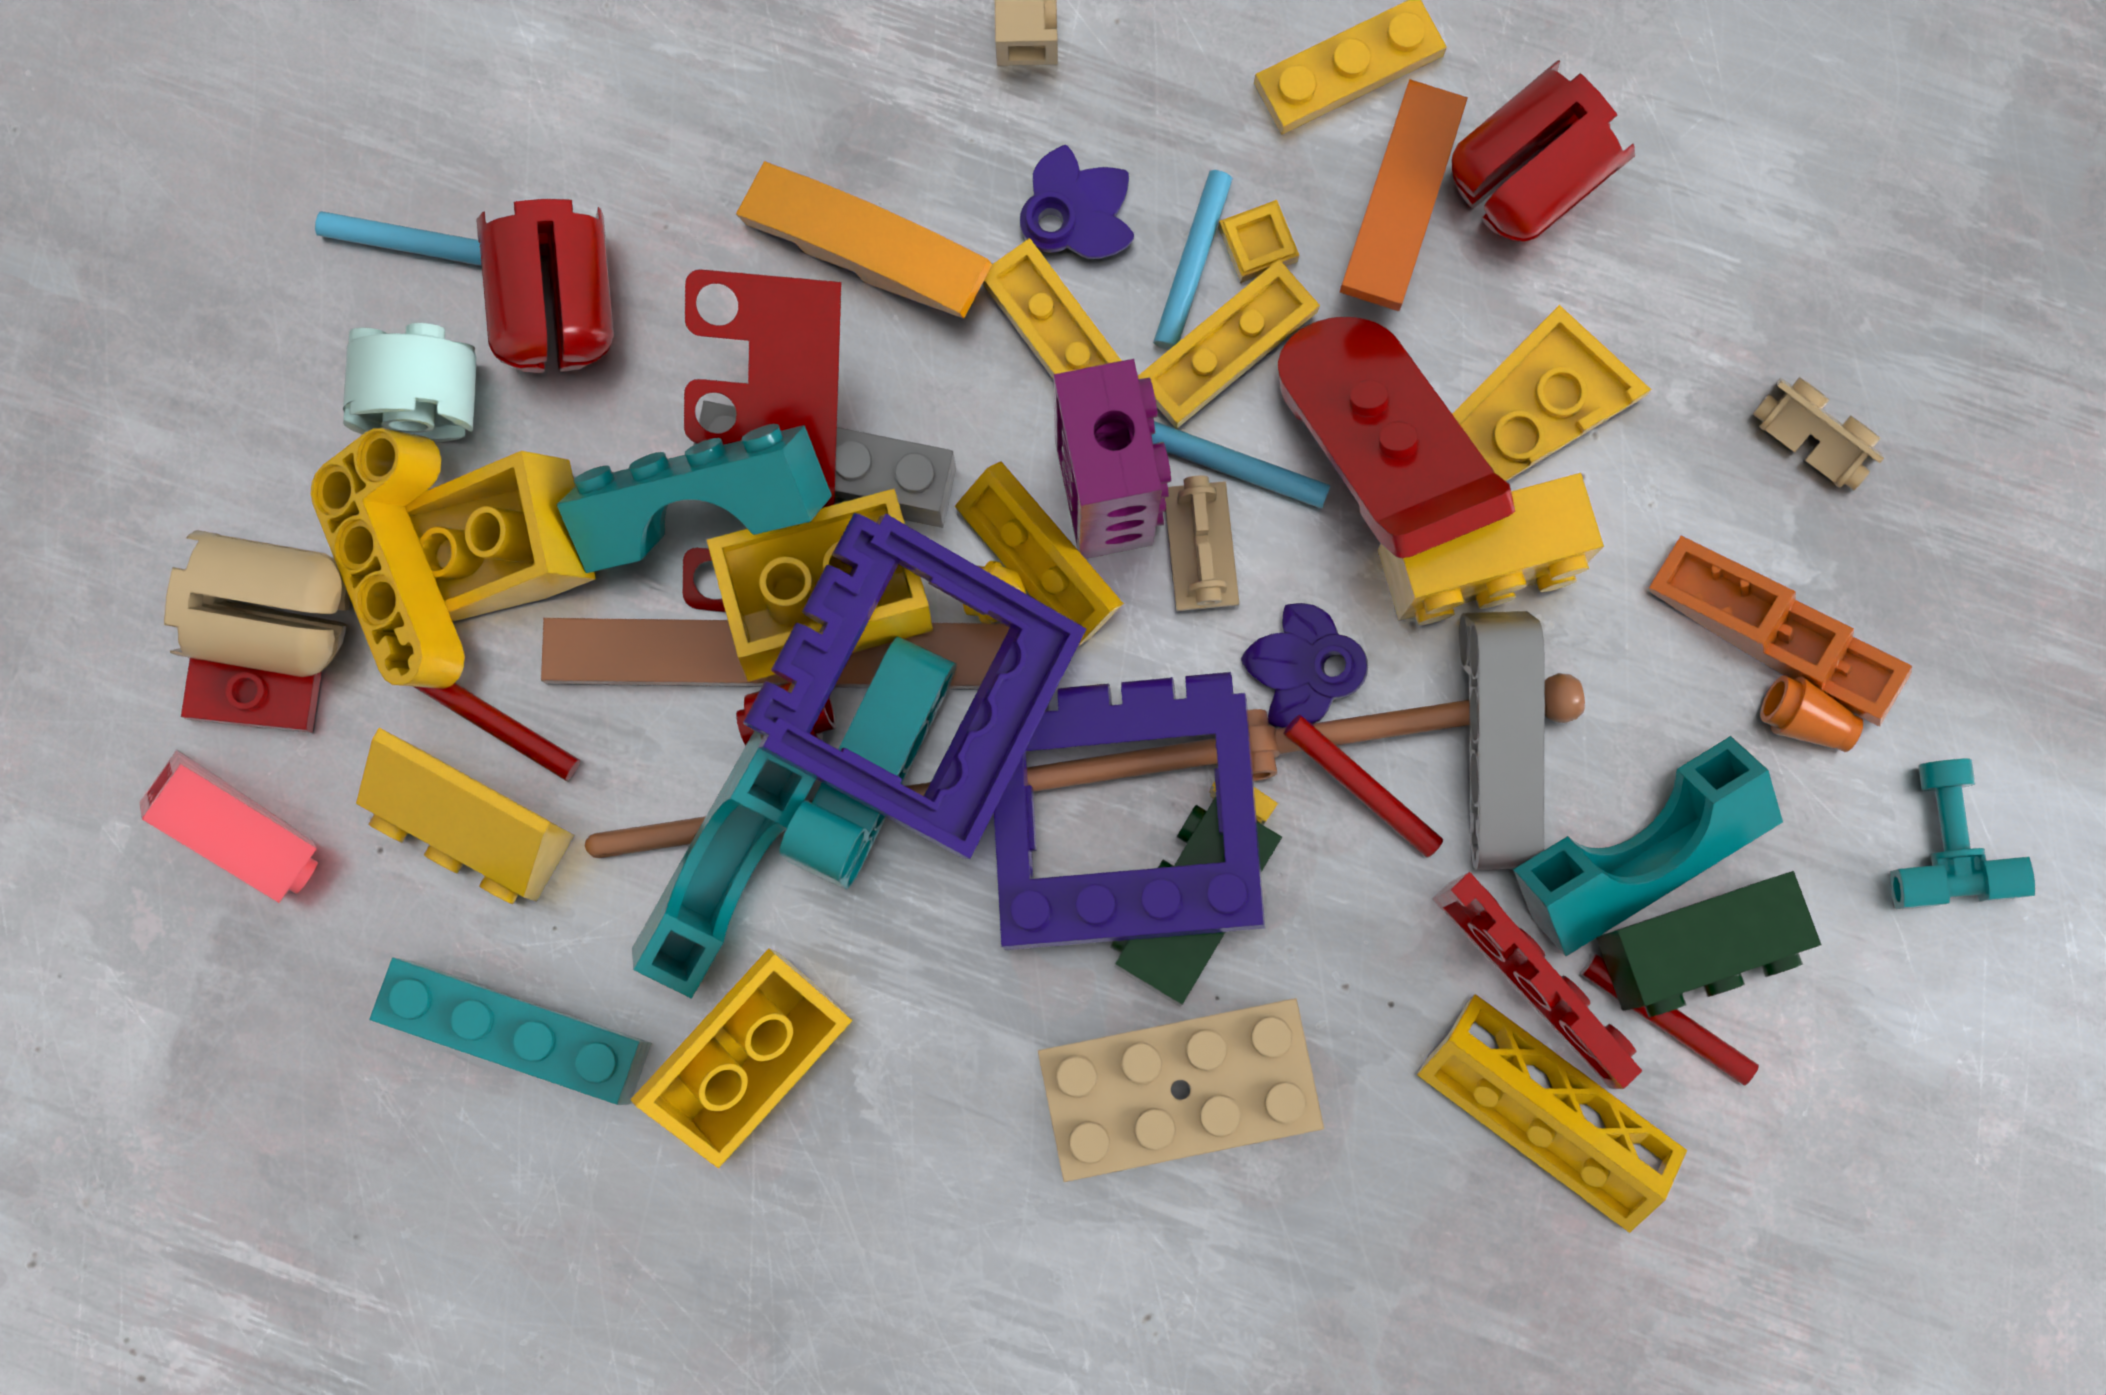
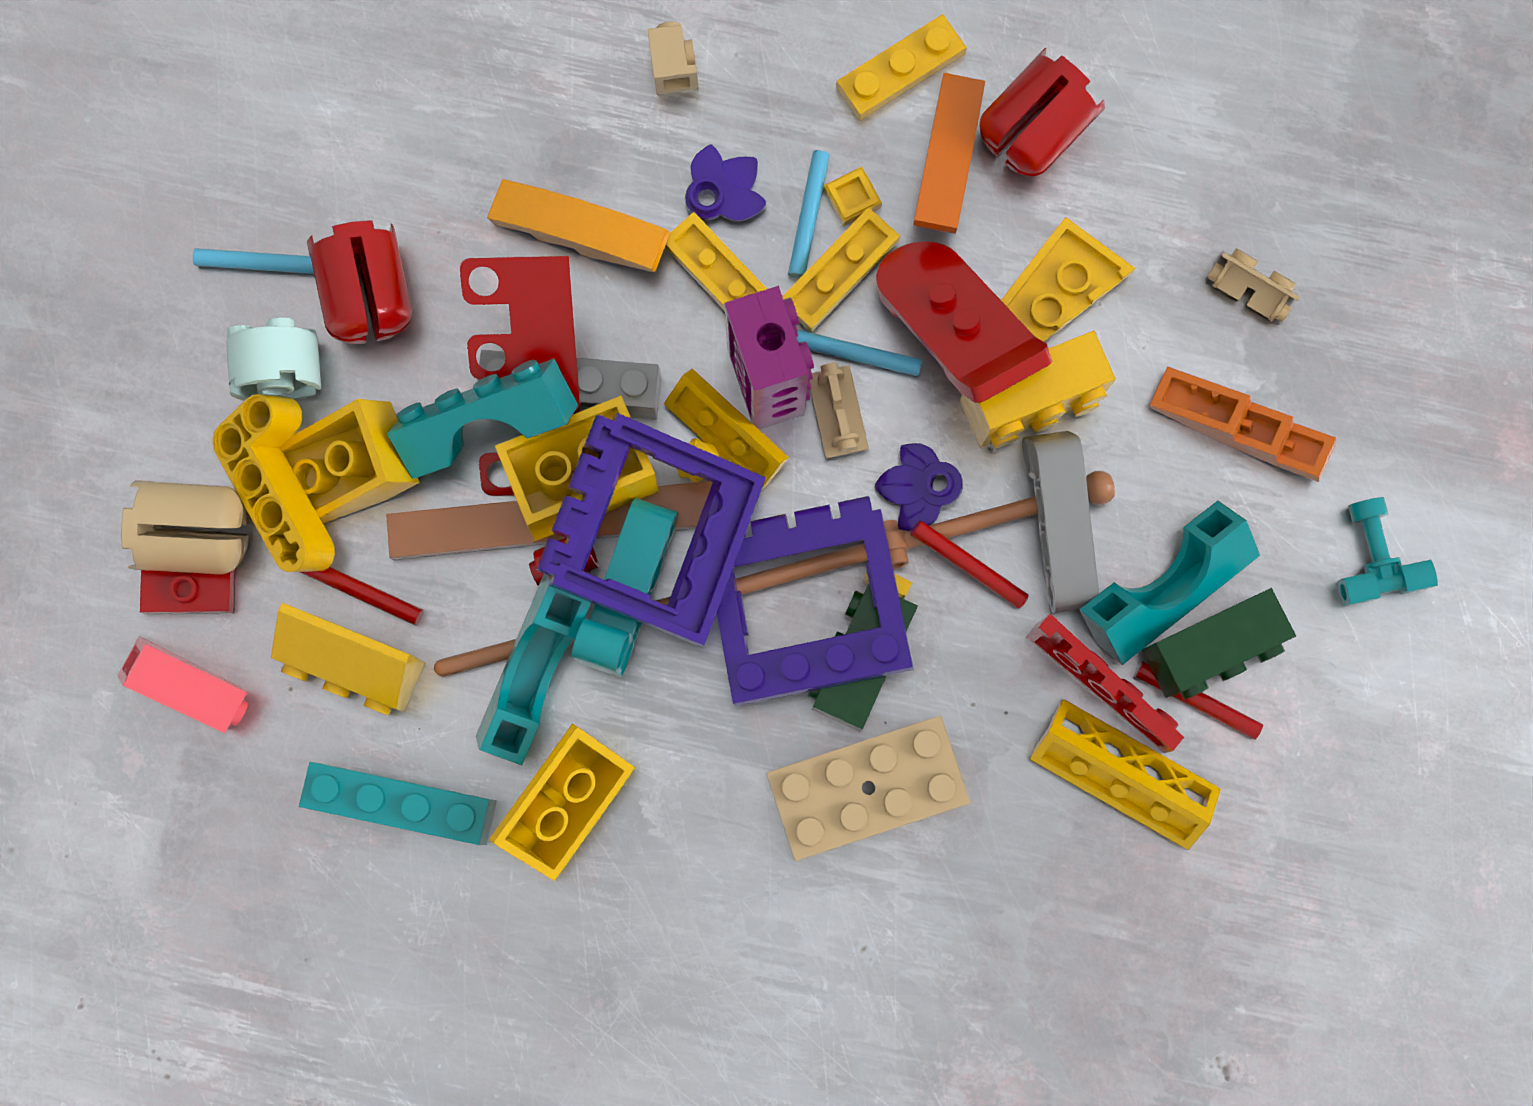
camera: 10 degrees left, 0 degrees up
(1808, 714) = (1268, 479): orange cone -> none

